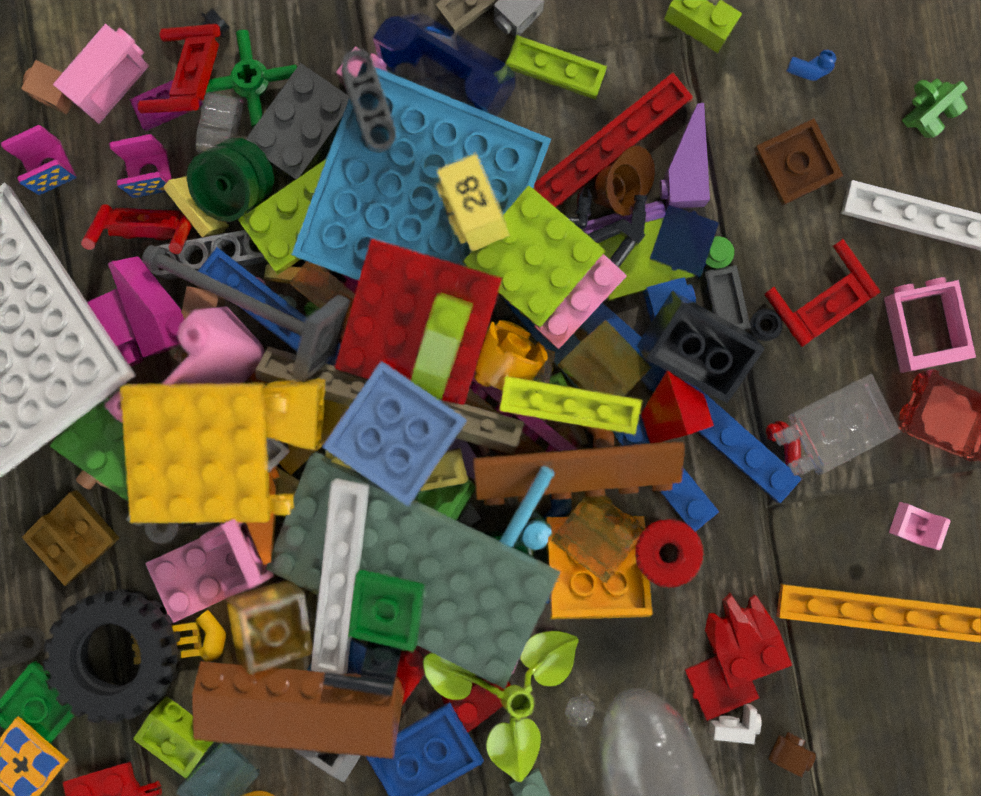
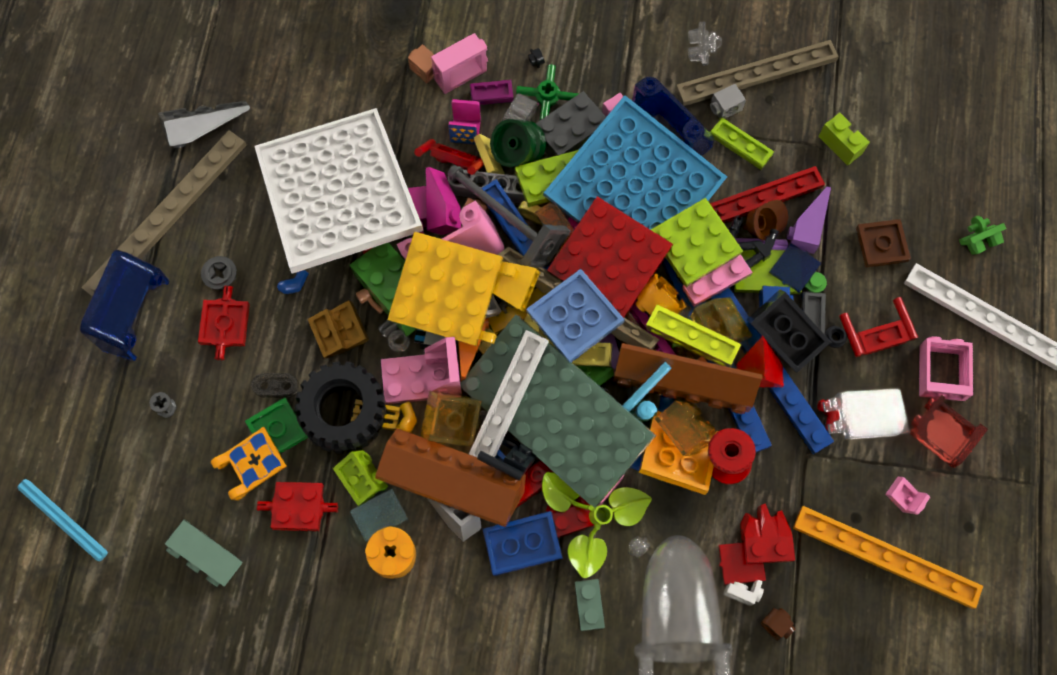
camera: 20 degrees right, 15 degrees down
(34, 147) = (403, 100): dark pink piece -> none
(192, 69) = (515, 76): red plate -> none
(368, 84) = (625, 107): dark grey beam -> none
(386, 610) = (532, 427): green plate -> none
(441, 344) = (623, 268): lime slope -> none
(475, 209) = (668, 192): light yellow brick -> none
(815, 68) = (907, 192): blue arm -> none

